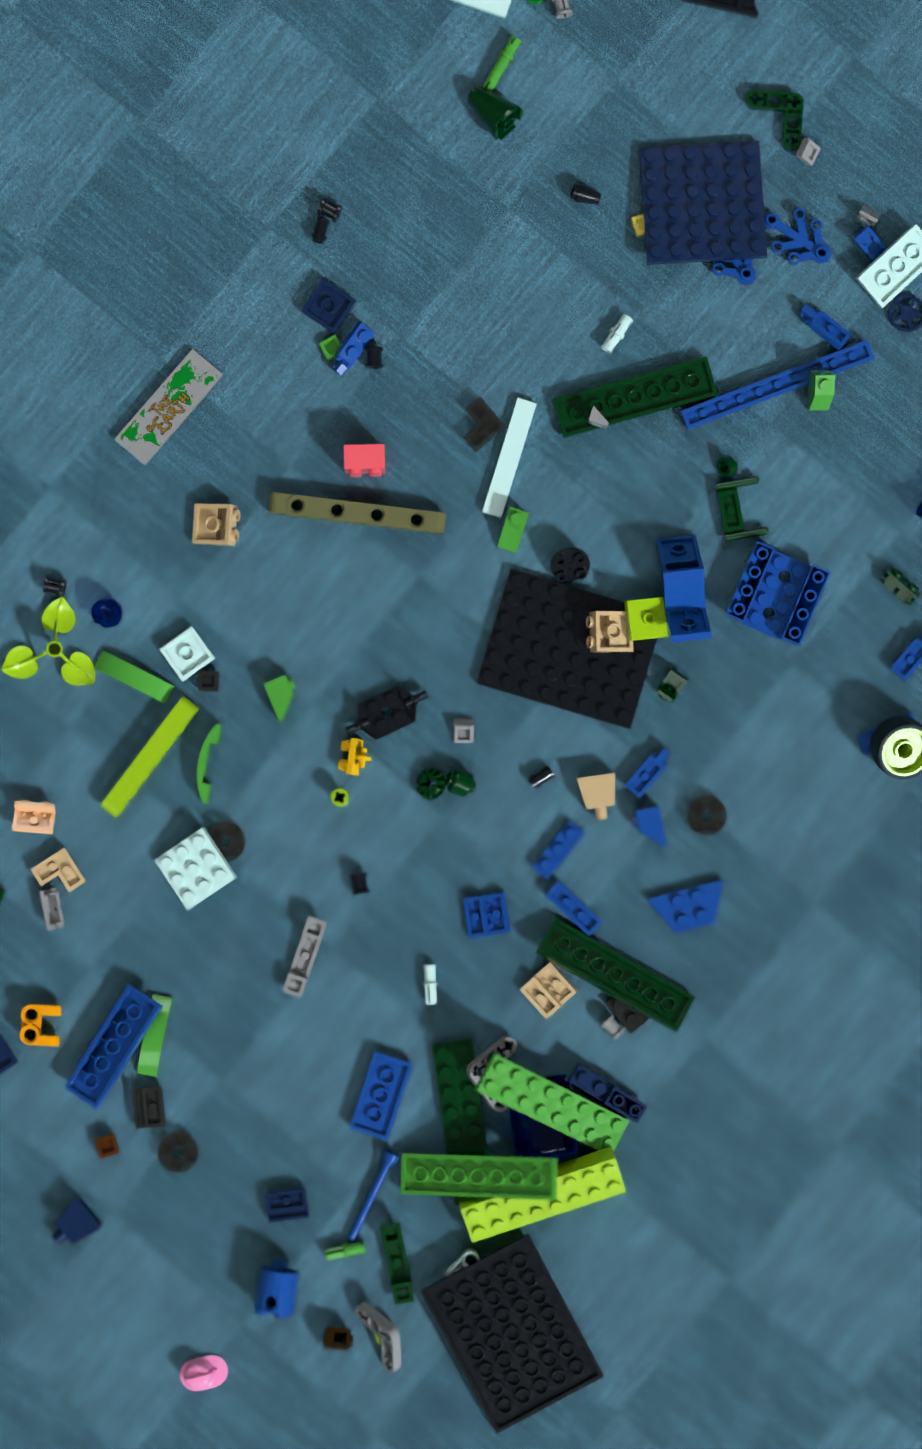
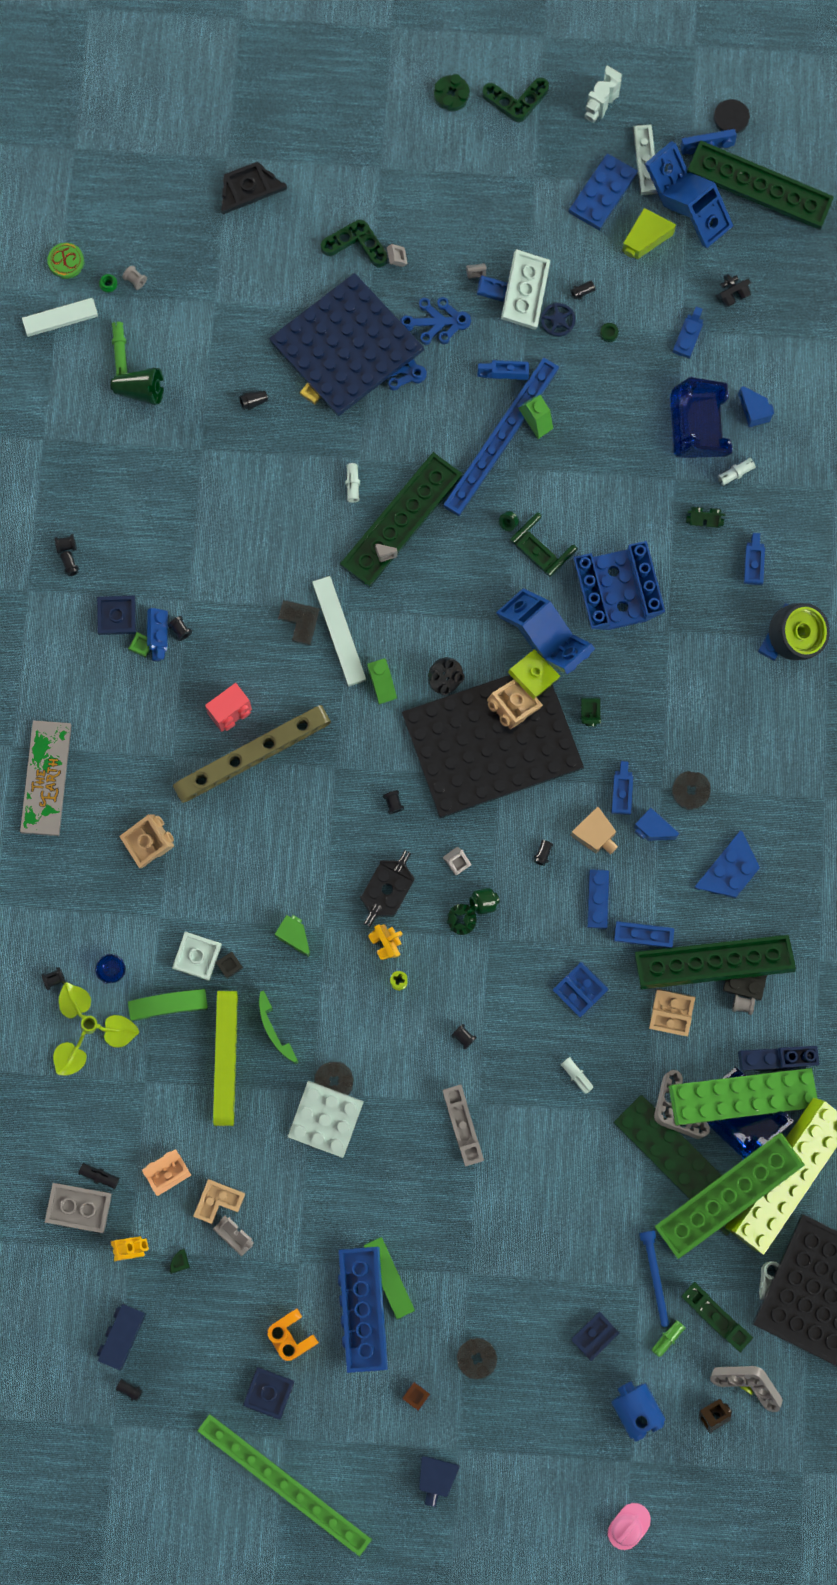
camera: 35 degrees left, 10 degrees down
(148, 1107) = (426, 1339): pearl dark grey plate -> none
(381, 1095) = (604, 1192): blue plate -> none
(446, 642) = (393, 802): none -> black bush

